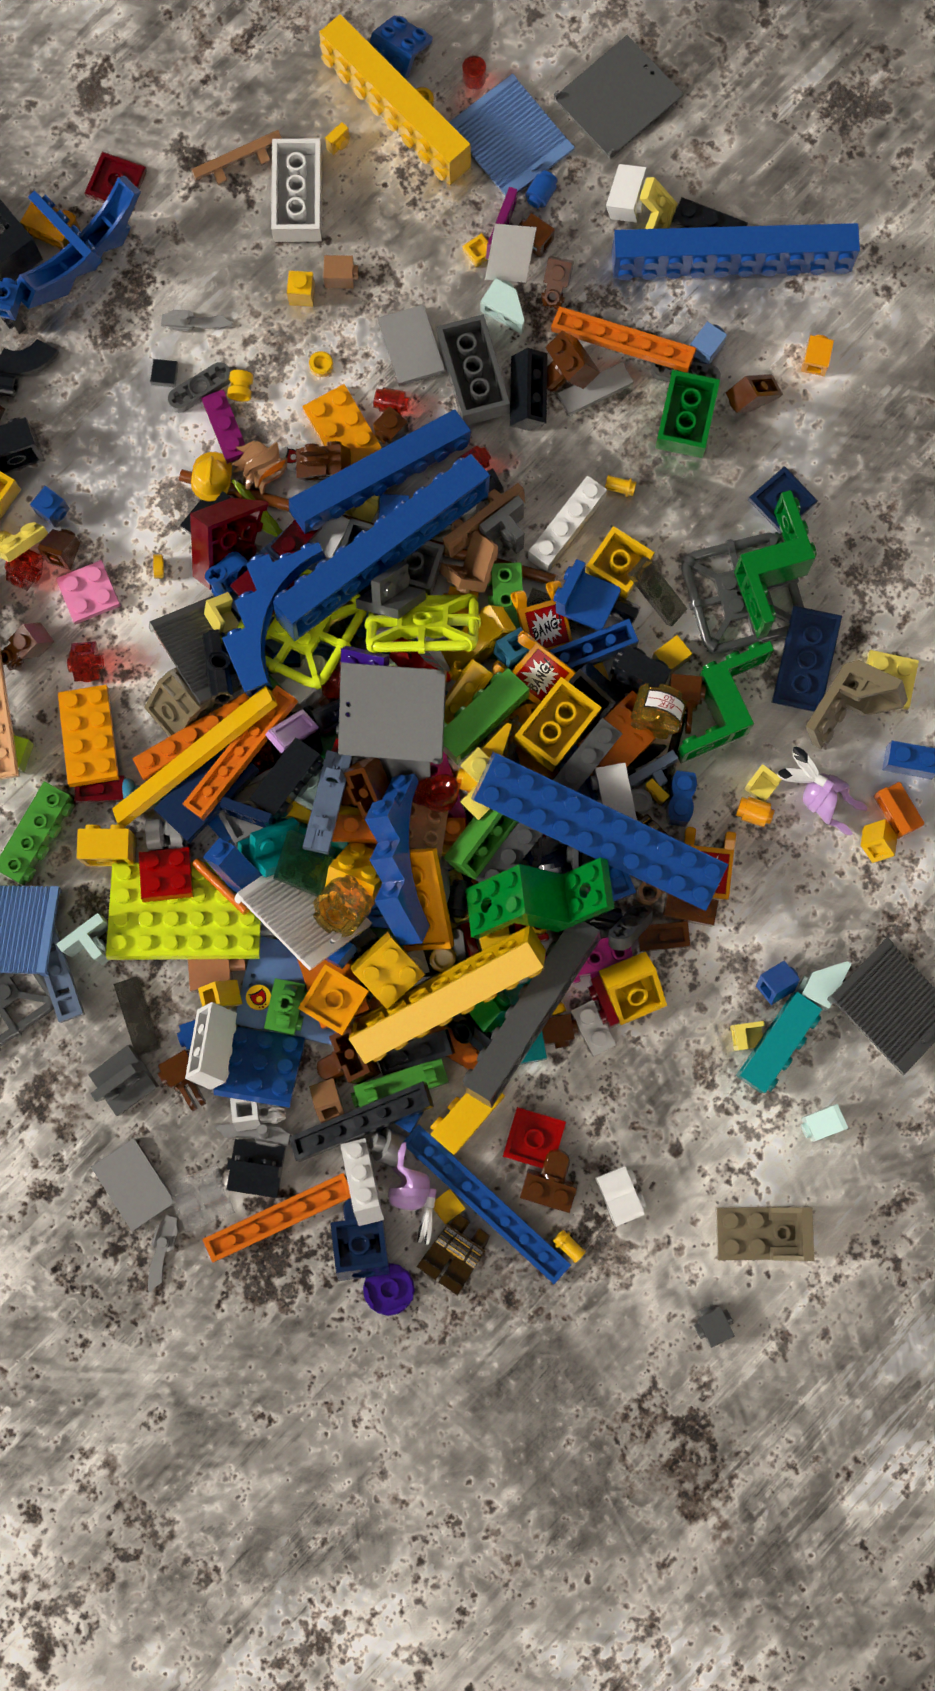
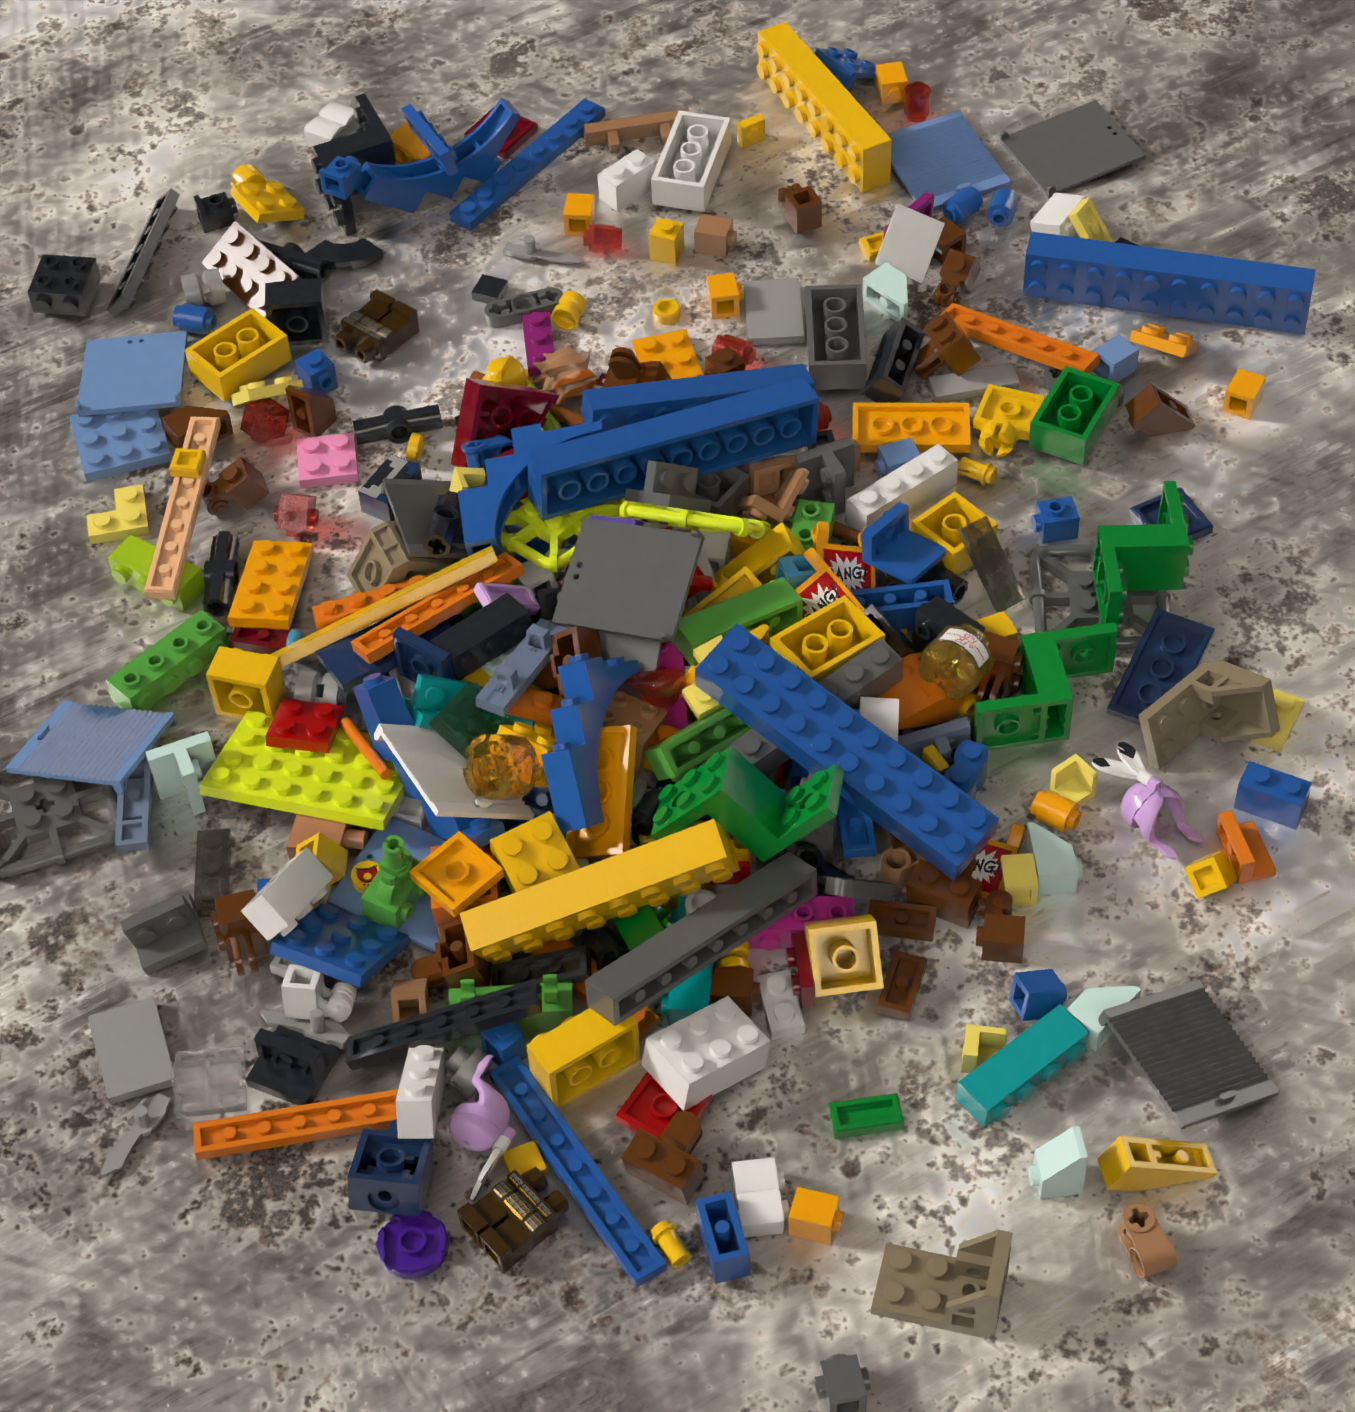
camera: 15 degrees right, 30 degrees down
(43, 733) = (221, 573): none -> black piece
(83, 442) = (377, 327): none -> dark brown hips
(135, 544) = (397, 424): none -> black piece
(151, 216) = (526, 165): none -> blue plate
(151, 605) = (370, 495): none -> brick
(216, 271) = (578, 213): none -> light orange brick
(244, 295) = (603, 238): none -> clear red brick
(245, 222) = (626, 180): none -> white brick
(366, 339) = (724, 295): none -> light orange brick
(406, 224) = (801, 207): none -> reddish brown brick
(445, 52) = (890, 82): none -> light orange brick
(554, 1093) = (705, 1053): none -> white brick
(555, 492) = (894, 456): none -> medium blue brick
(557, 451) = (923, 422): none -> light orange plate
(576, 183) = (1002, 207): none -> blue brick
(606, 1238) = (723, 1237): none -> blue brick
(631, 424) = (1005, 418): none -> yellow plate
(664, 1200) = (815, 1216): none -> light orange brick
(677, 993) = (902, 985): none -> reddish brown plate
(677, 1106) = (866, 1116): none -> green tile
(694, 525) = (1056, 520): none -> blue brick
(736, 934) = (1002, 932): none -> reddish brown brick
(742, 881) = (1020, 878): none -> light yellow panel
(743, 314) = (1157, 338): none -> light orange plate
(761, 858) = (1054, 861): none -> light aqua slope
(888, 1100) = (1151, 1163): none -> yellow slope
(895, 1168) = (1145, 1241): none -> medium nougat piece

